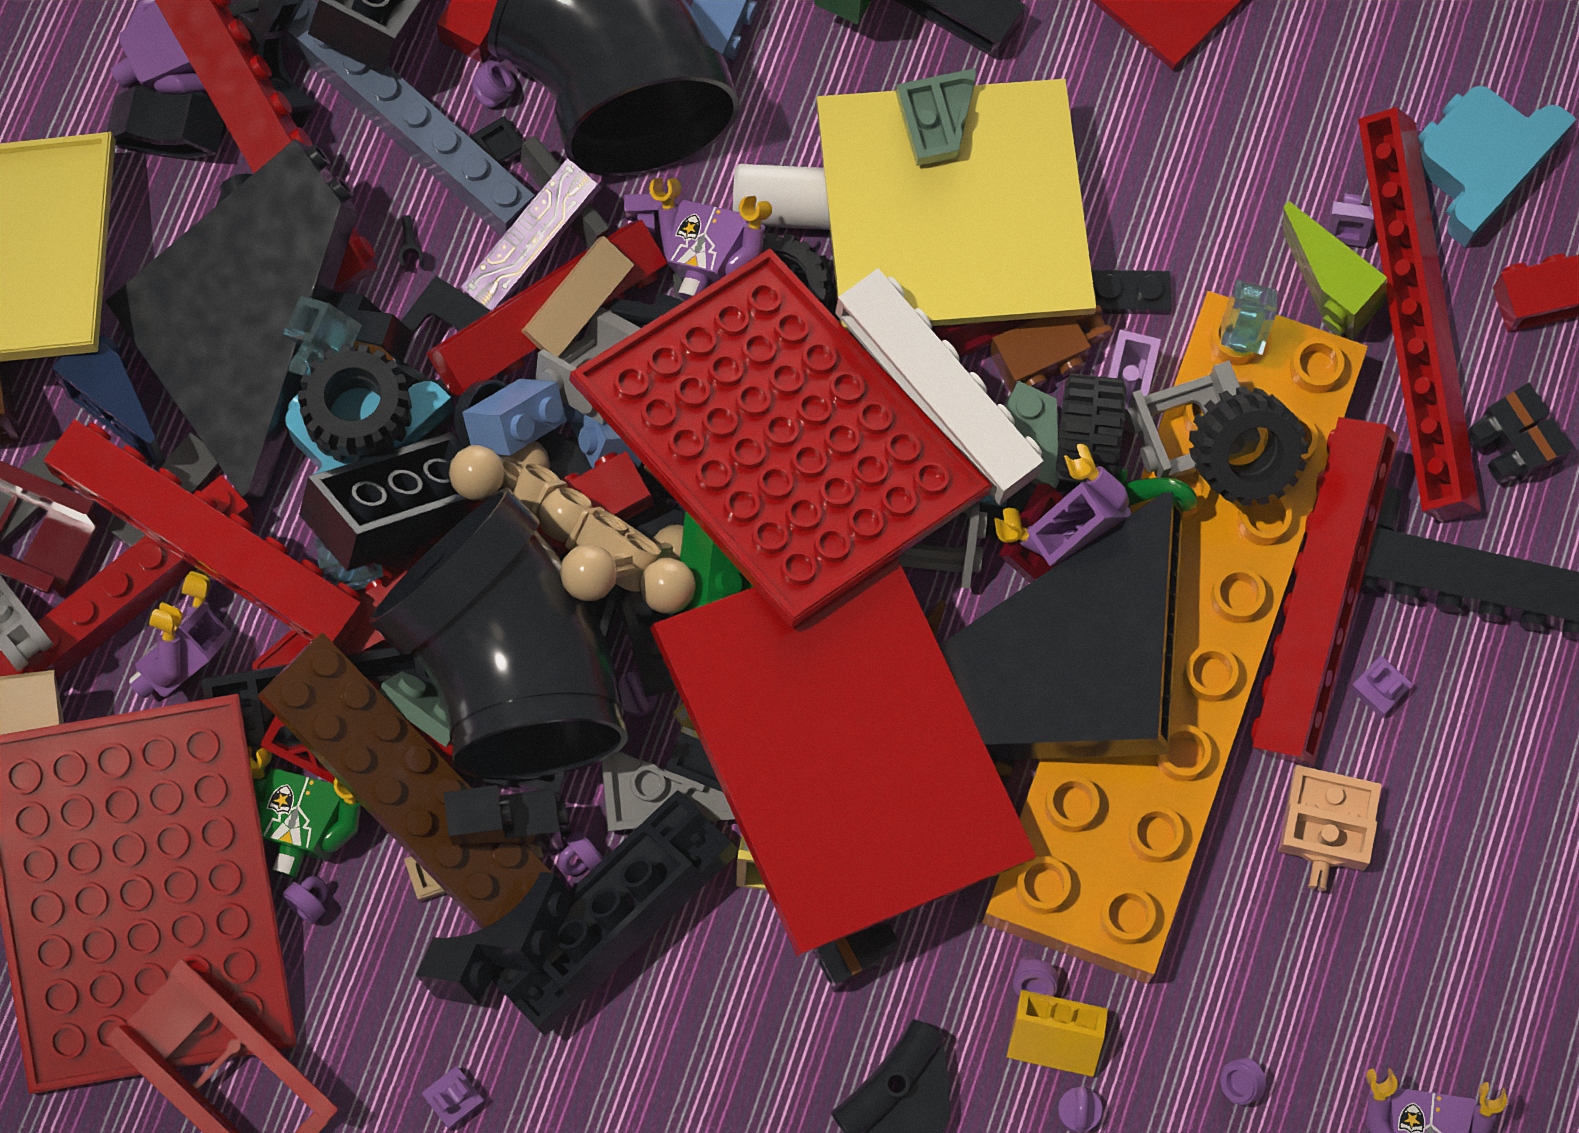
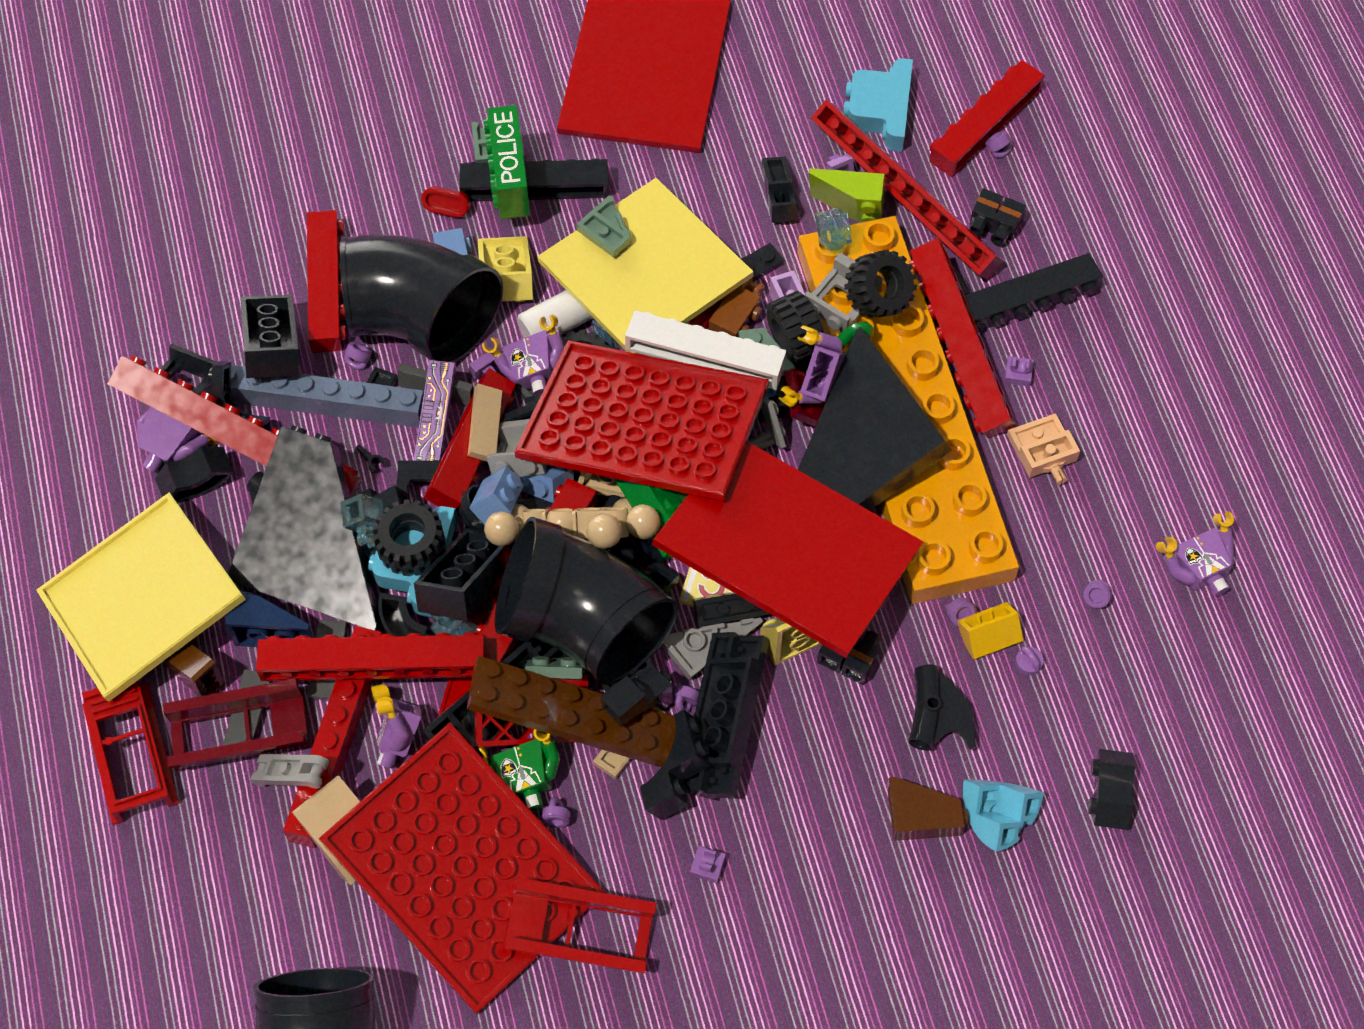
camera: 30 degrees left, 10 degrees down
(279, 504) = (396, 616): none -> black brick
(779, 78) = (512, 261): none -> light yellow slope
(1240, 197) = (779, 189): none -> black slope

